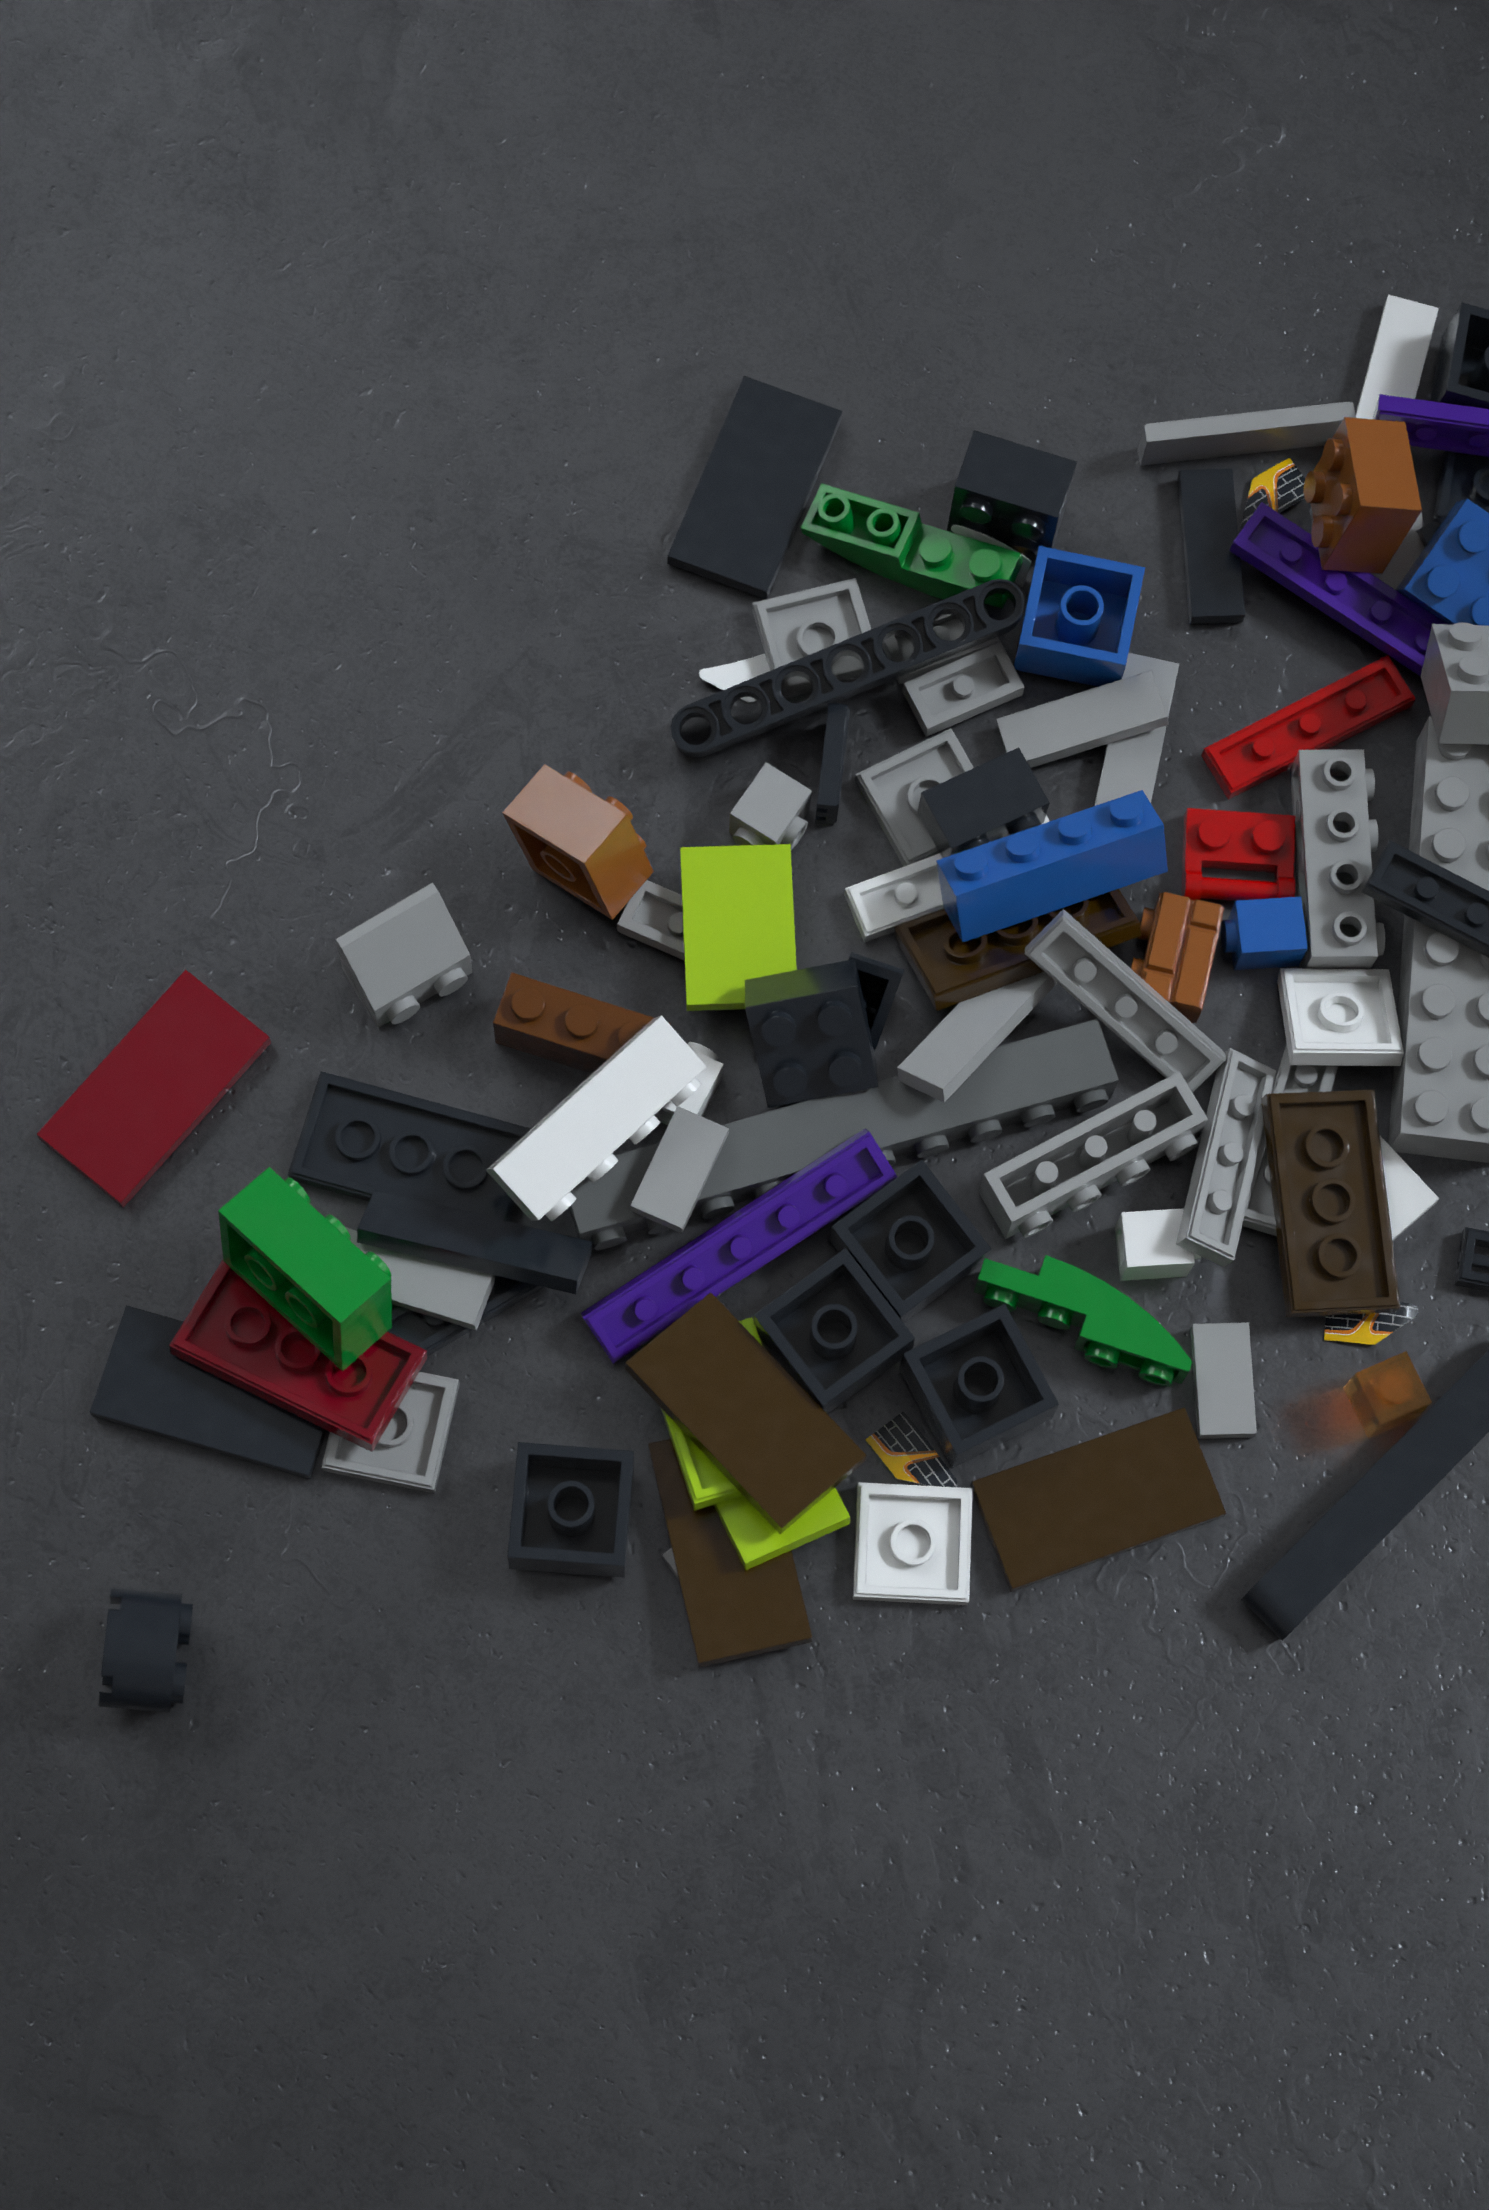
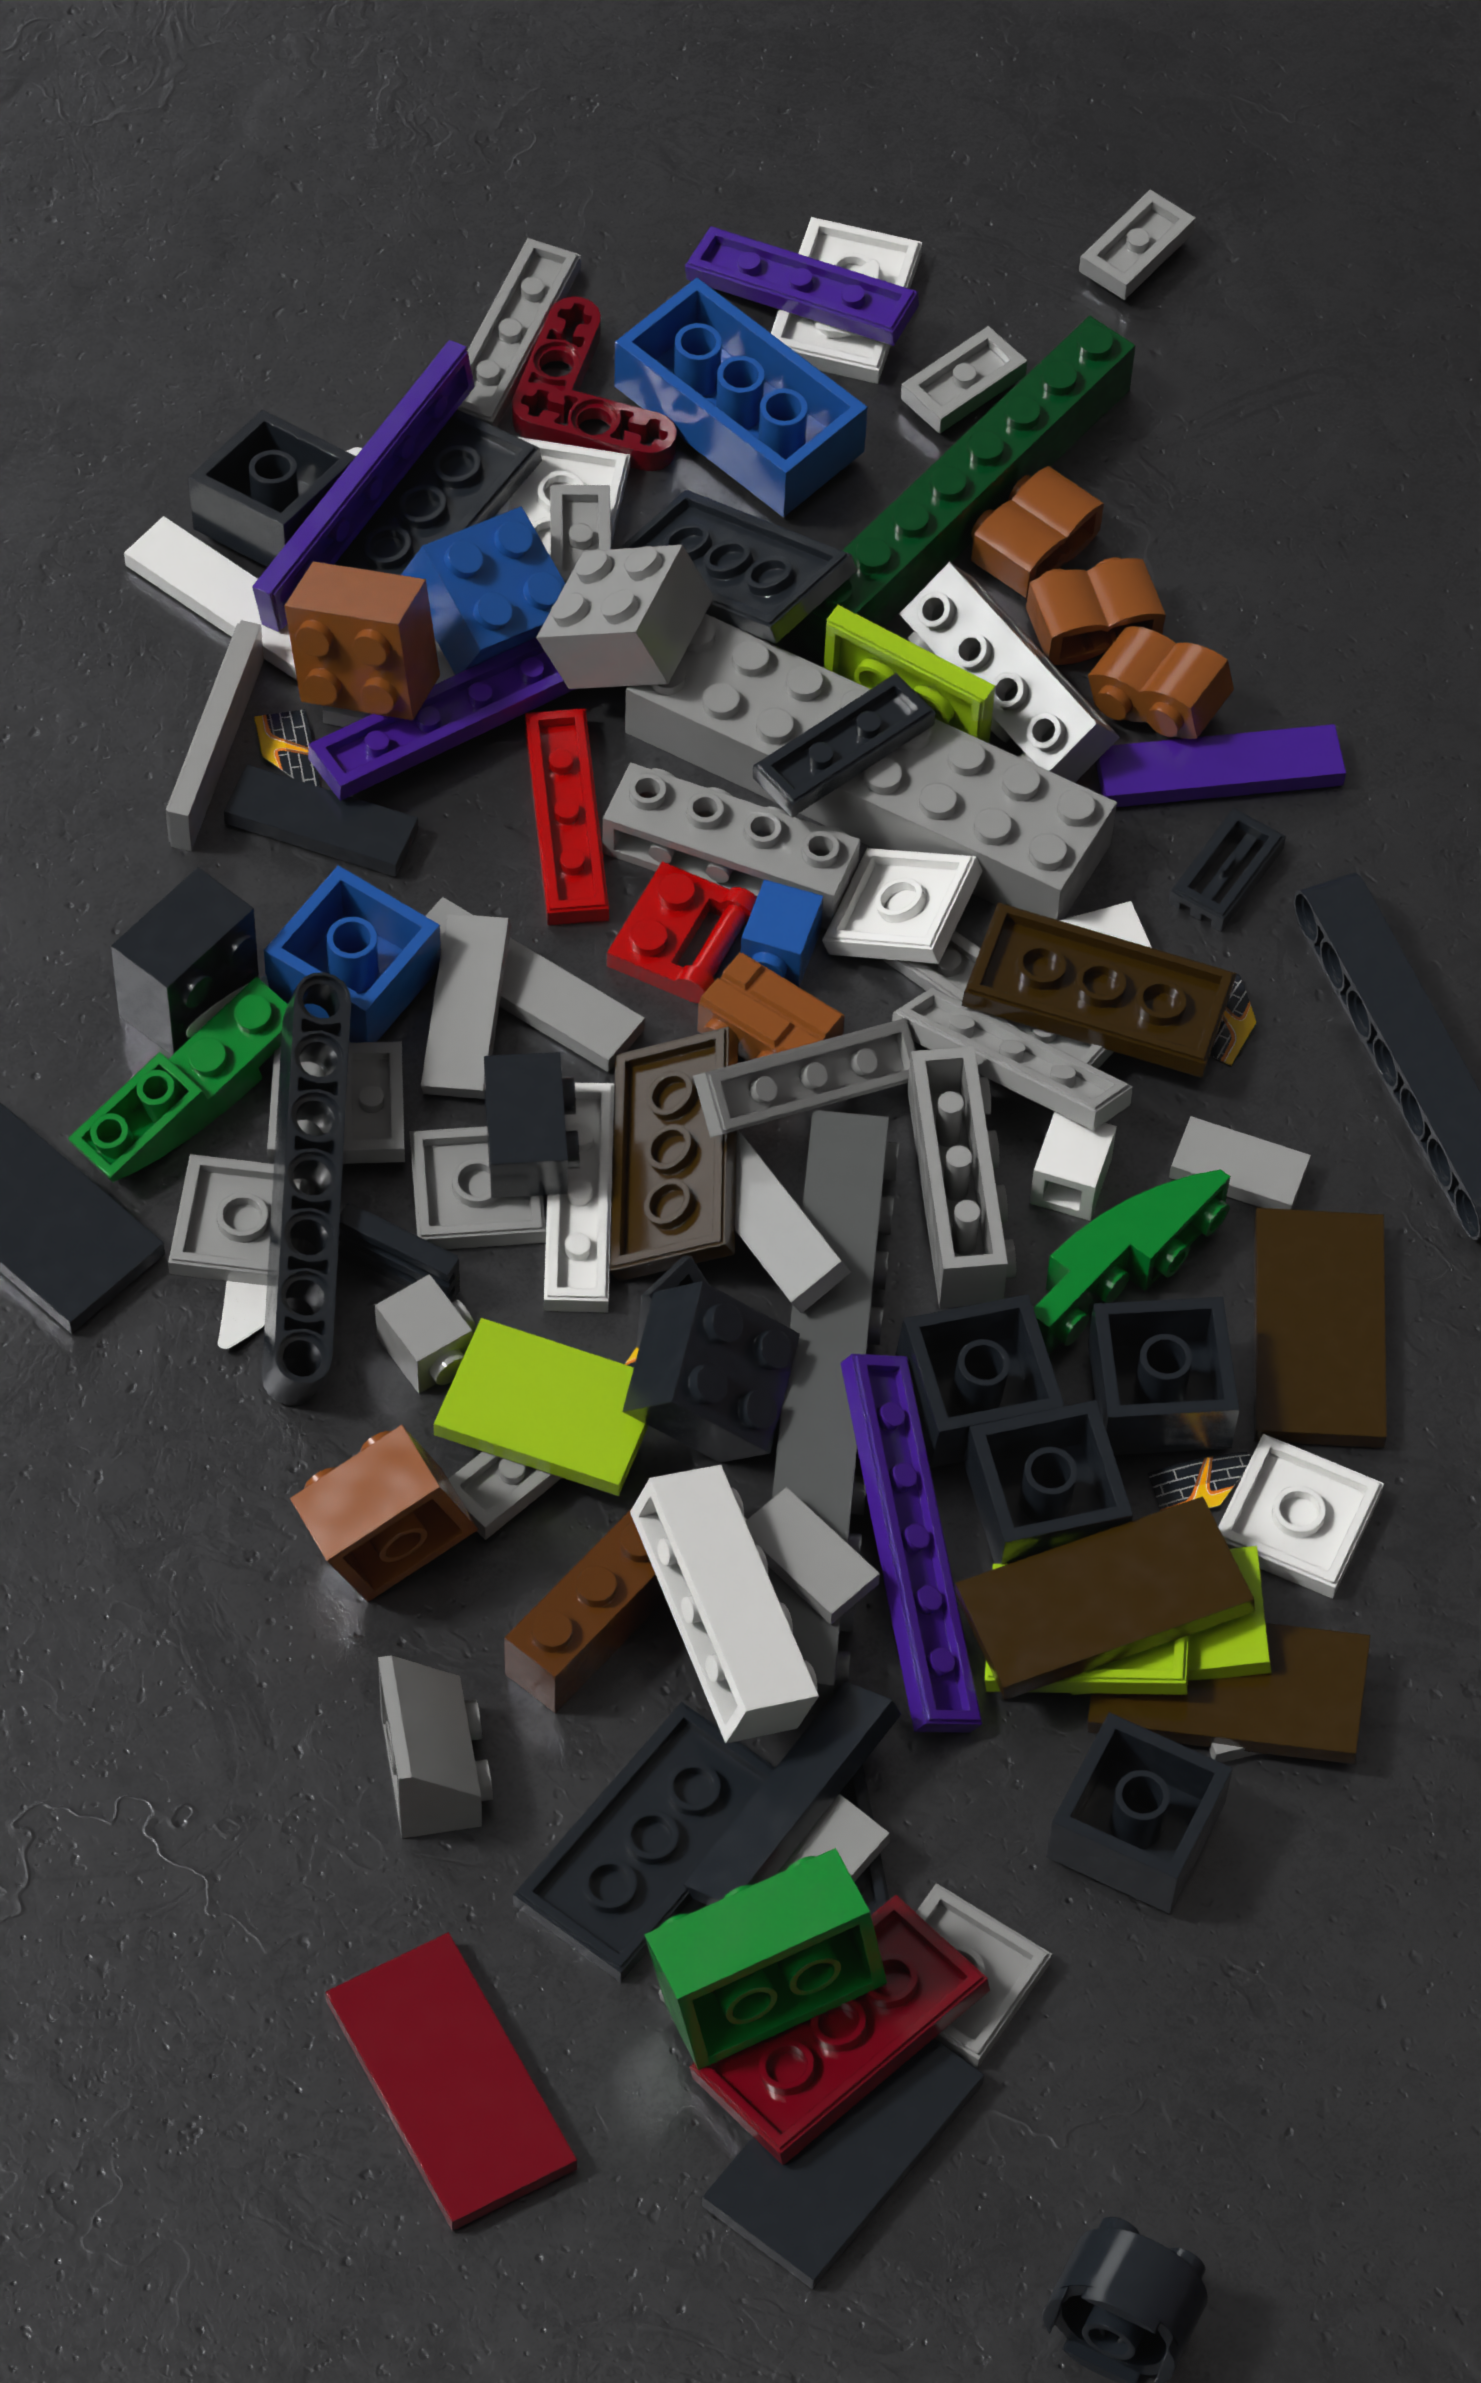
camera: 65 degrees left, 15 degrees down
(1052, 865) = (627, 1083): blue brick -> none
(1387, 1394) = (1321, 1022): clear orange brick -> none

